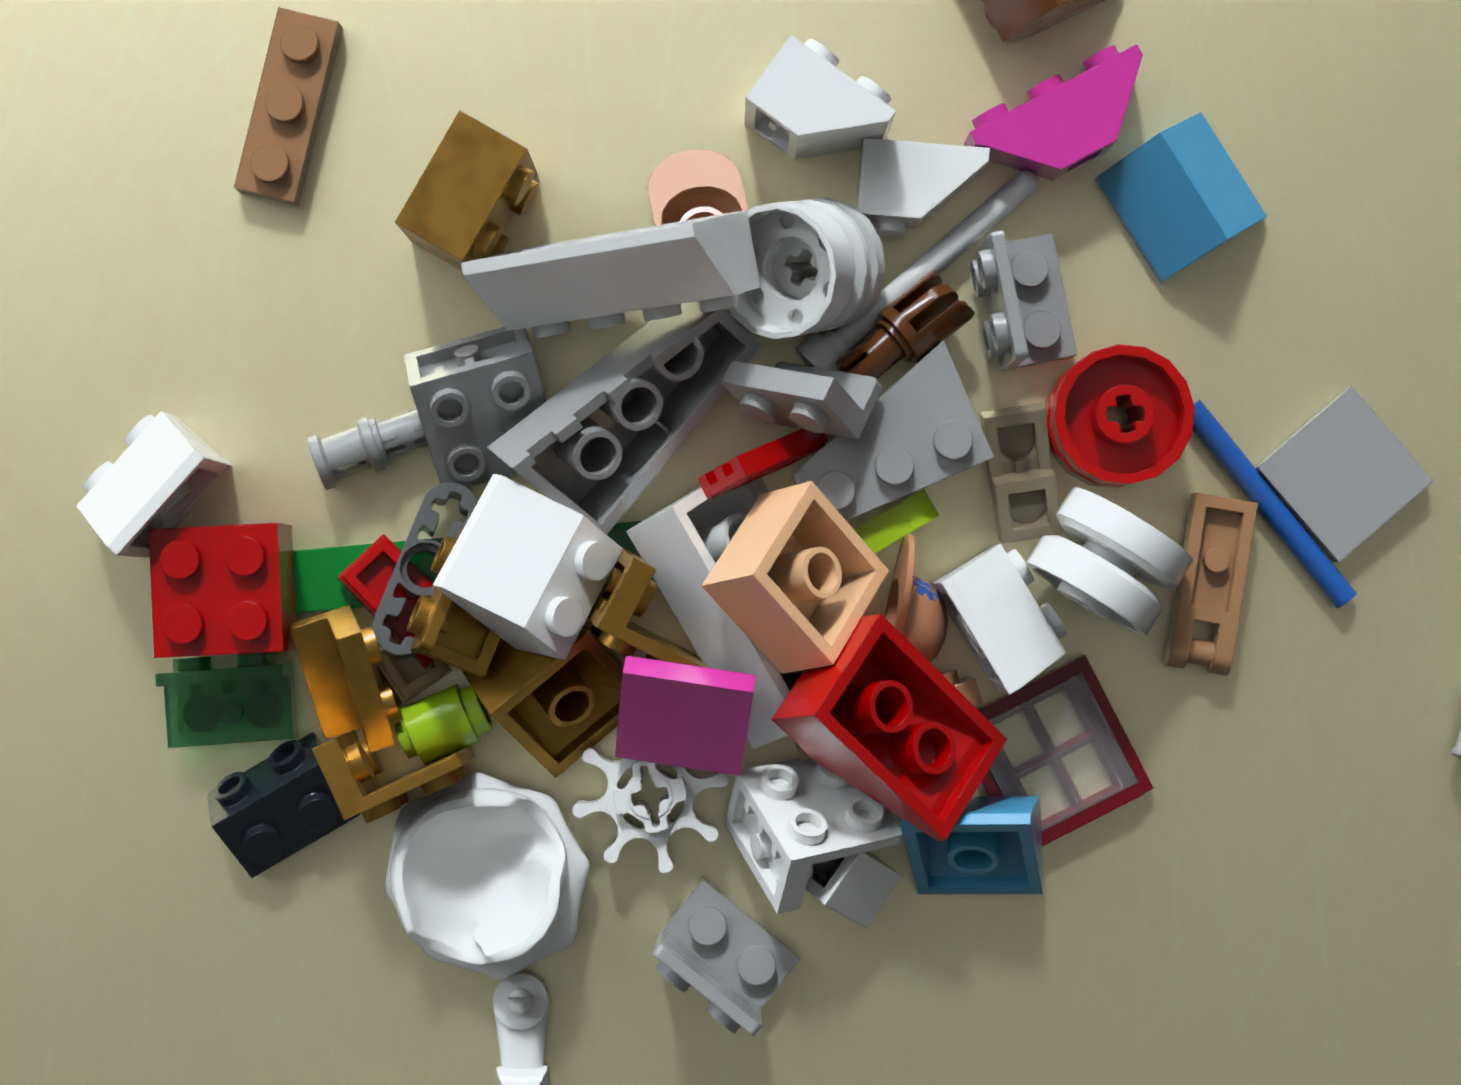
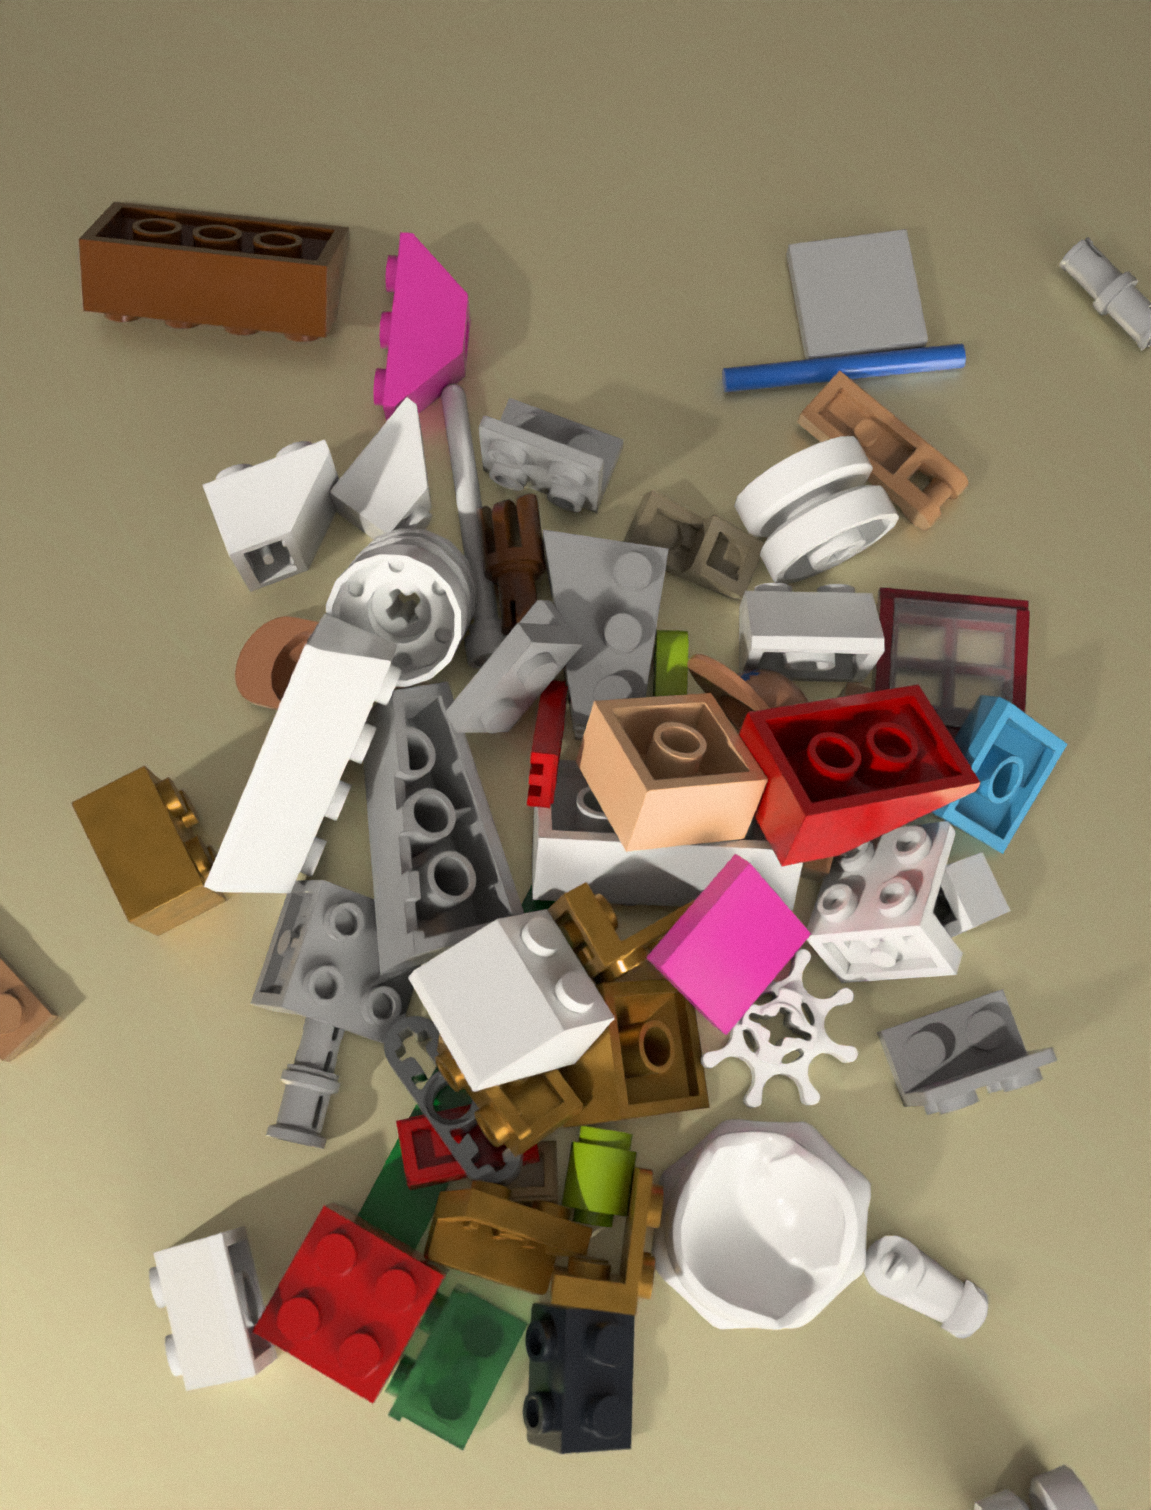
camera: 55 degrees left, 10 degrees down
(1154, 408) = (698, 432): red wheel -> none
(1180, 196) = (546, 286): dark azure slope -> none

